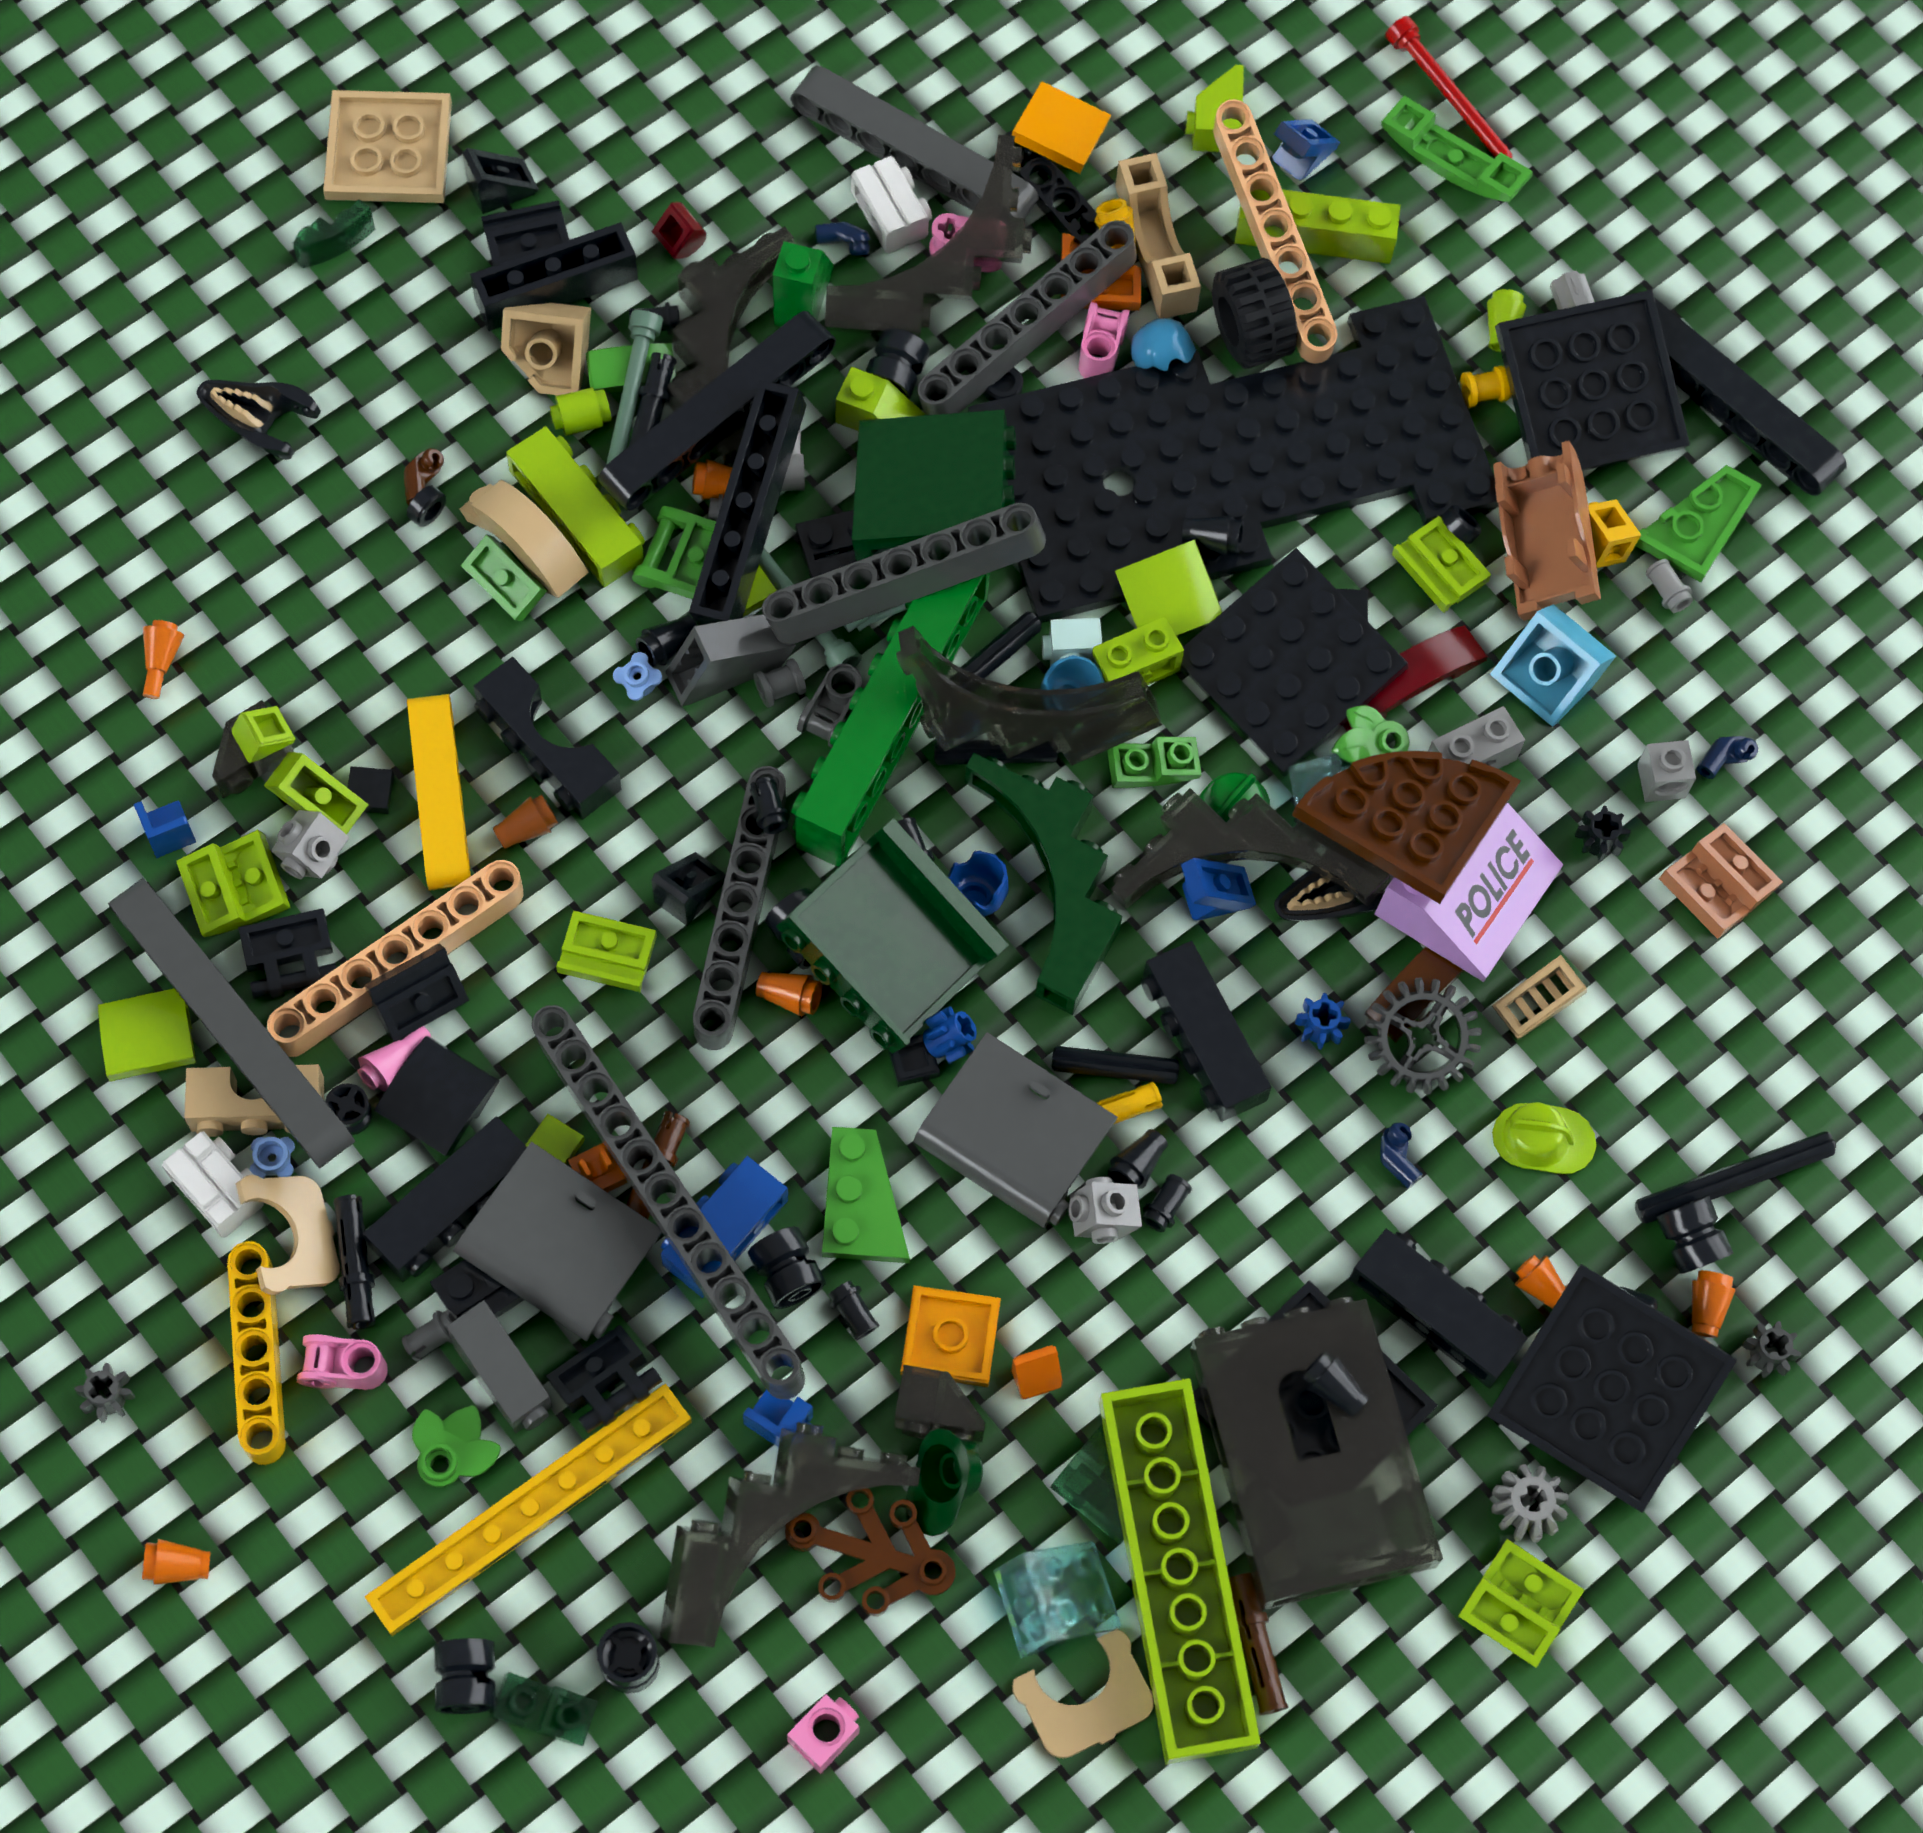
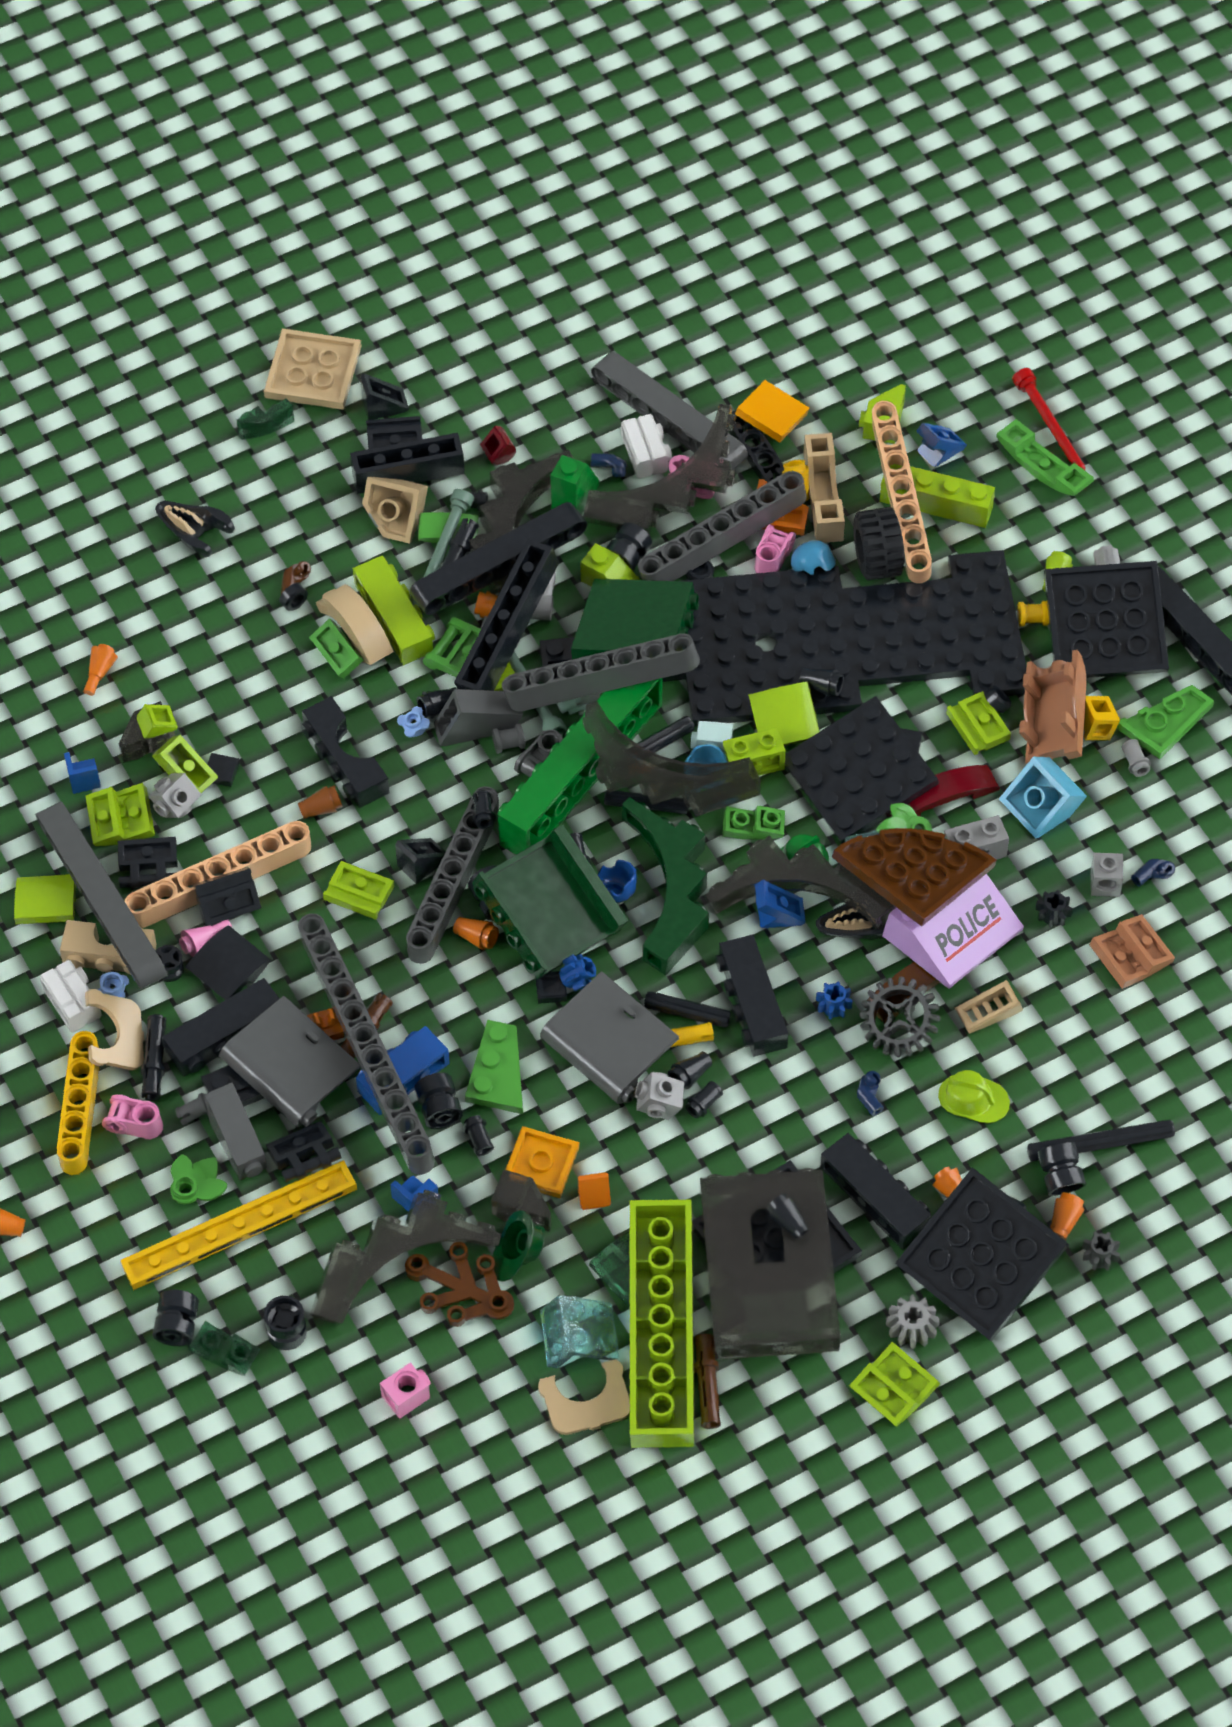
camera: 15 degrees right, 10 degrees down
(438, 791) = (266, 774): yellow beam -> none
(557, 1139) = (304, 1000): lime tile -> none
(580, 411) = (408, 550): lime brick -> none

